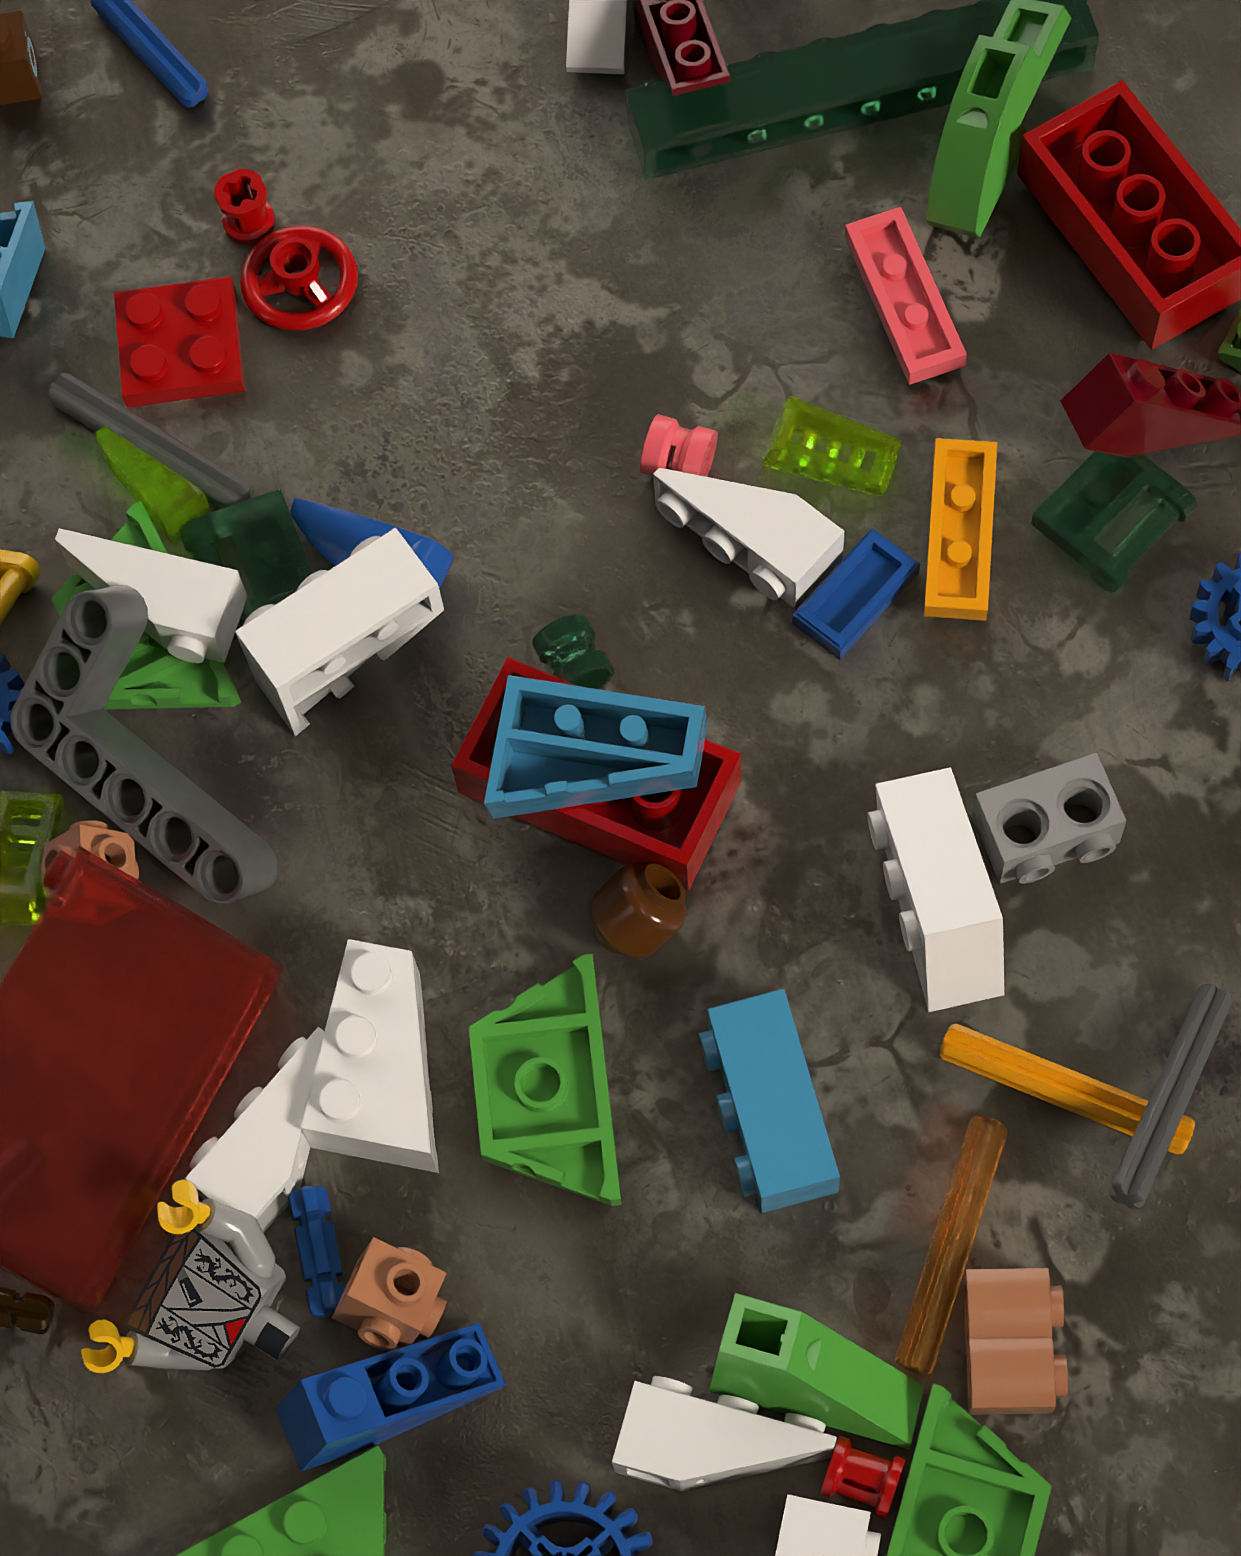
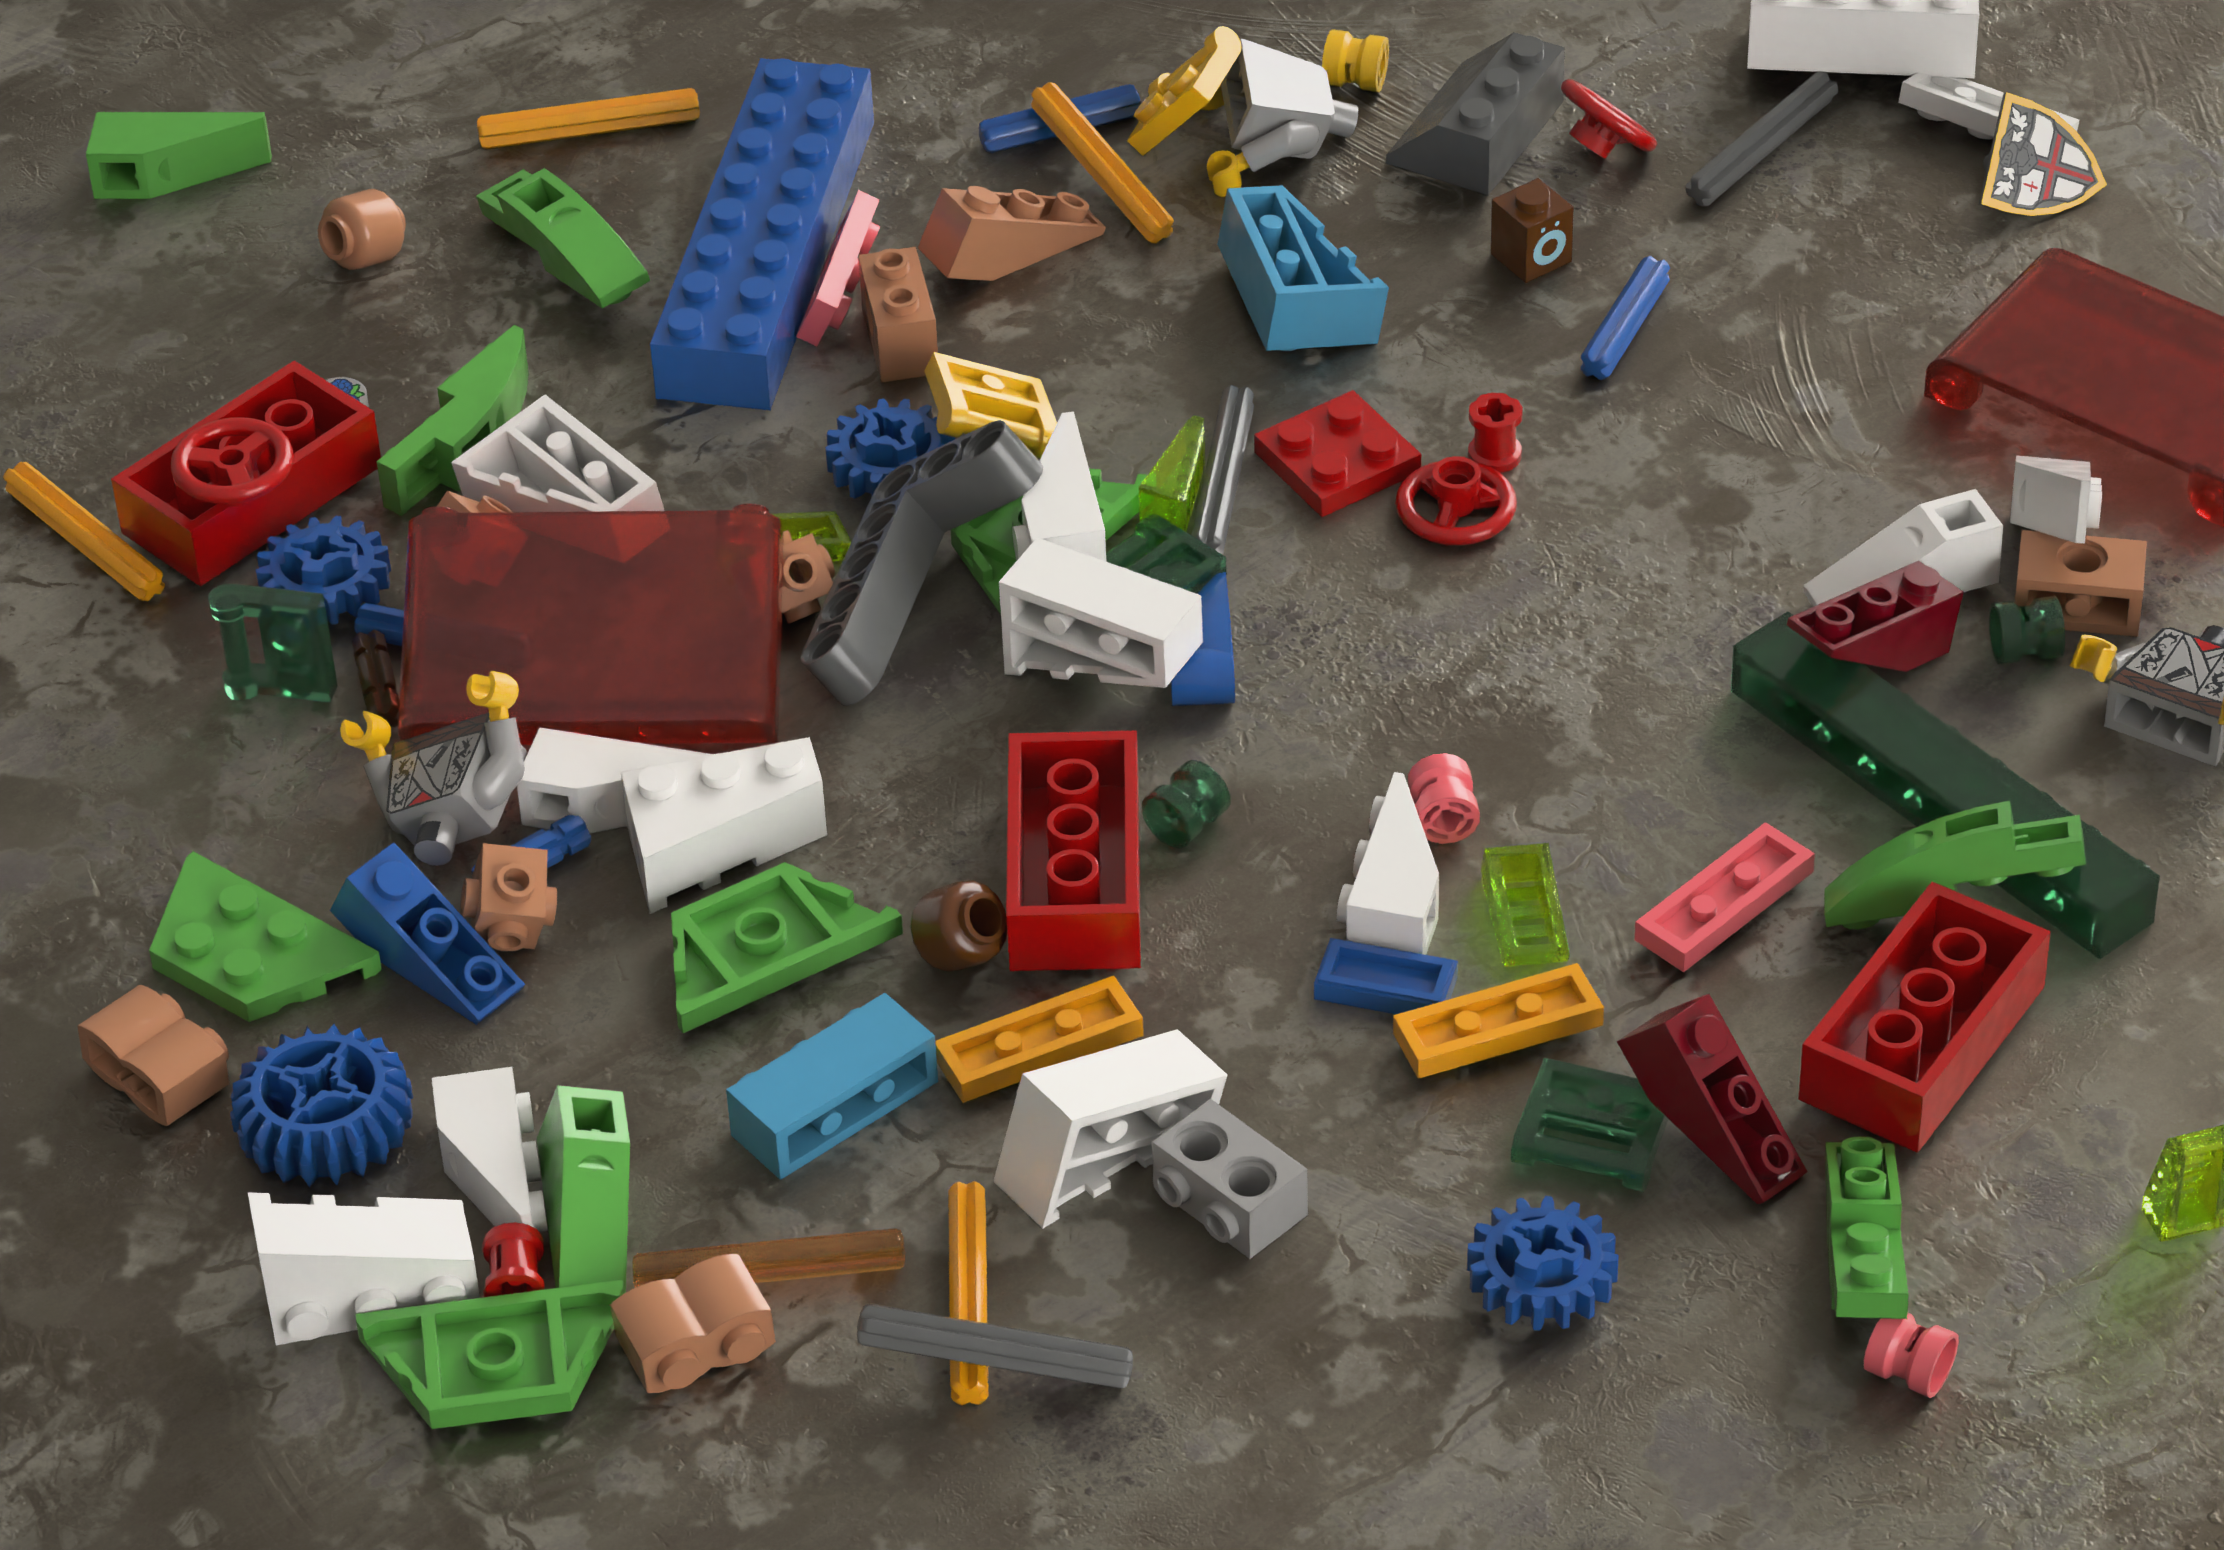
camera: 60 degrees right, 25 degrees down
(588, 747) = (1057, 782): dark azure wedge -> none
(796, 901) = (1038, 1037): none -> light orange plate

